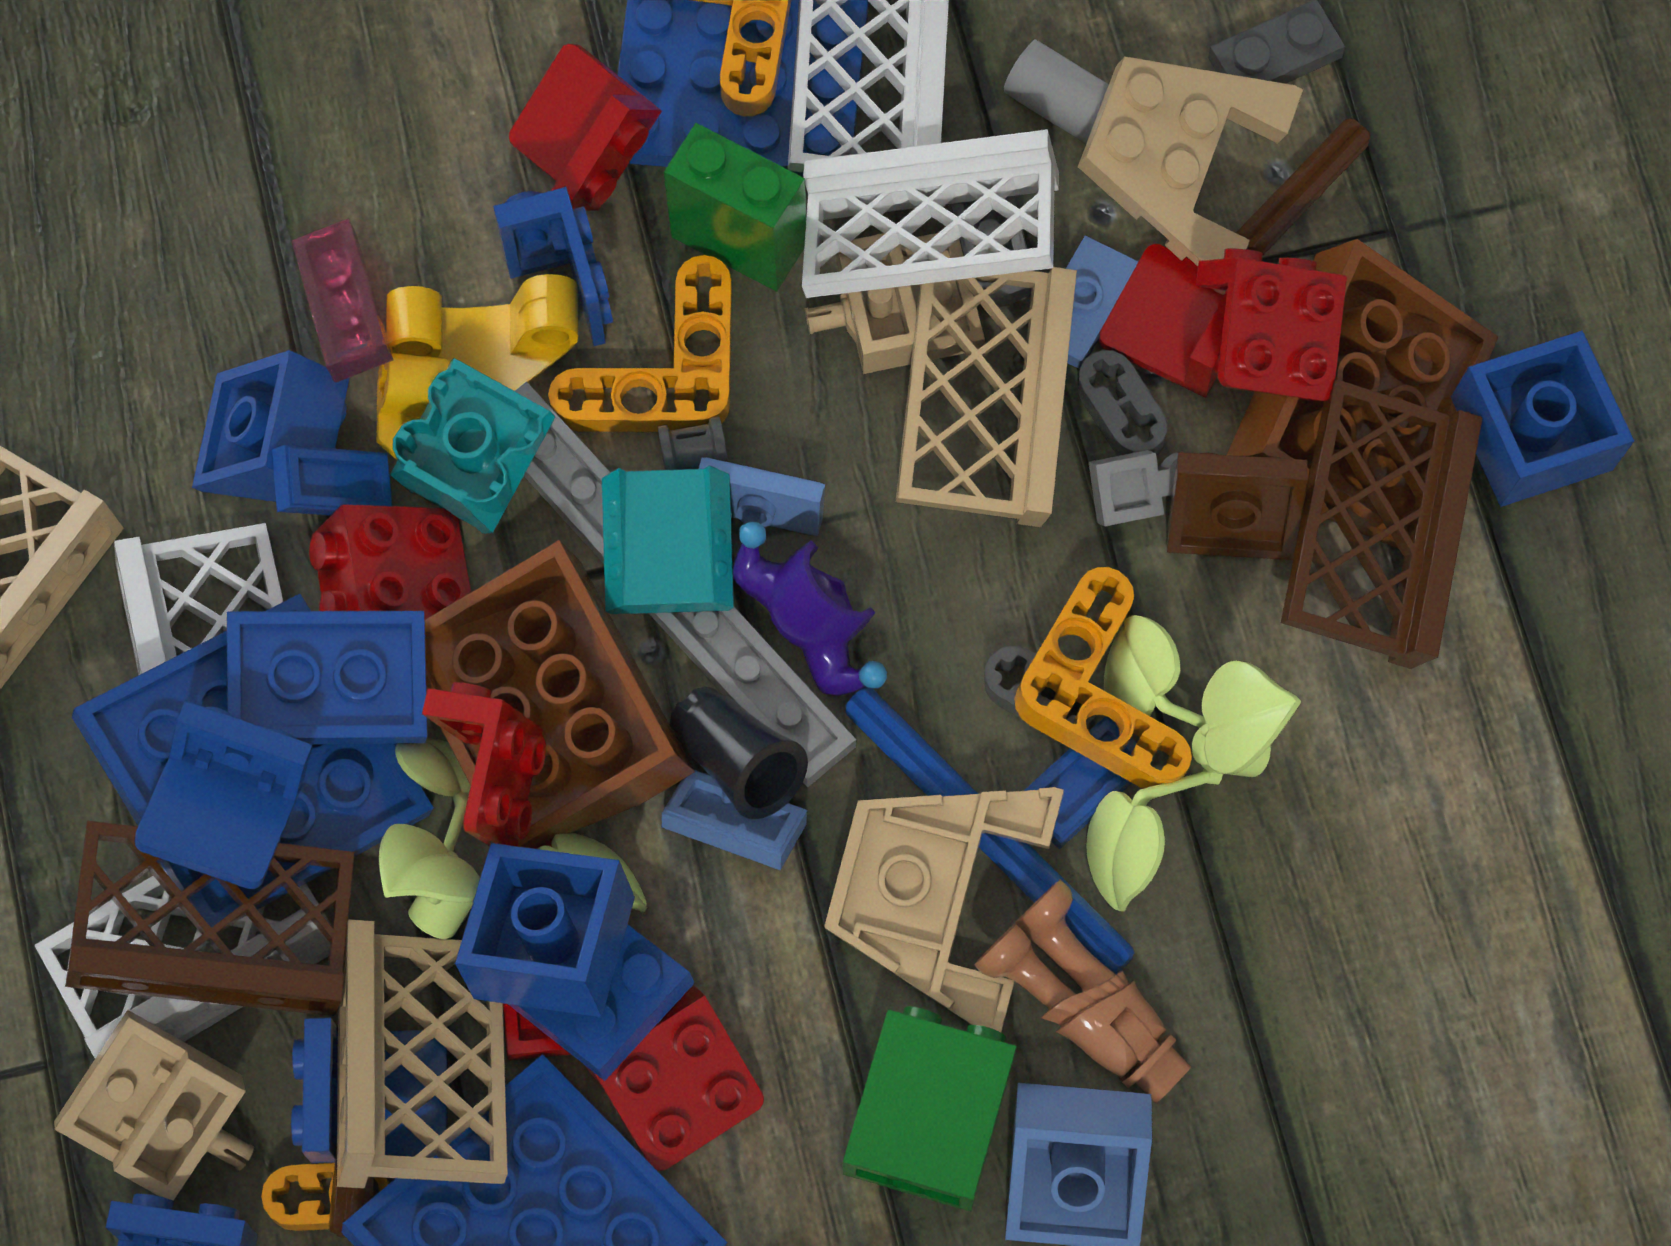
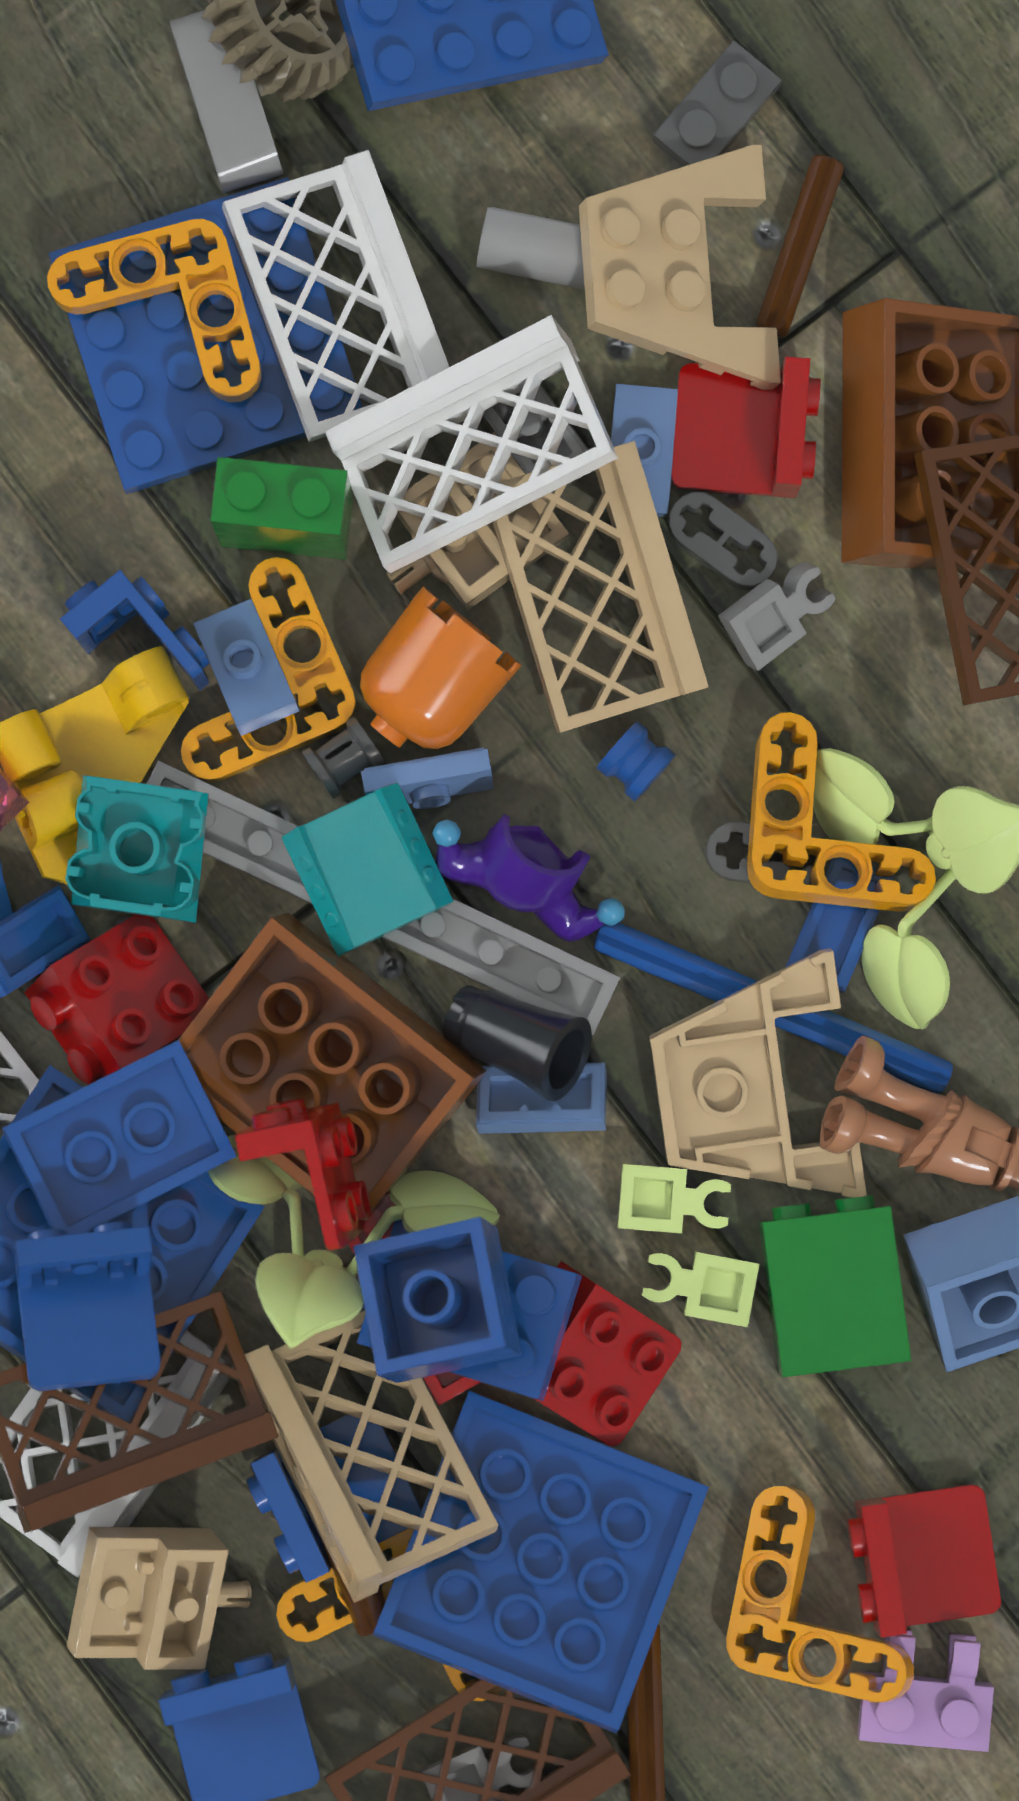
camera: 25 degrees left, 15 degrees up
(583, 126) = (94, 482): red bracket -> none
(642, 336) = (246, 667): none -> medium blue plate
(802, 956) = (659, 1198): none -> yellowish green plate
(805, 403) = (432, 675): none -> orange cylinder
(815, 1061) = (714, 1288): none -> yellowish green plate
(957, 558) = (636, 761): none -> blue wheel
(1236, 505) = (876, 605): reddish brown plate -> none
(1277, 323) = (849, 421): red bracket -> none

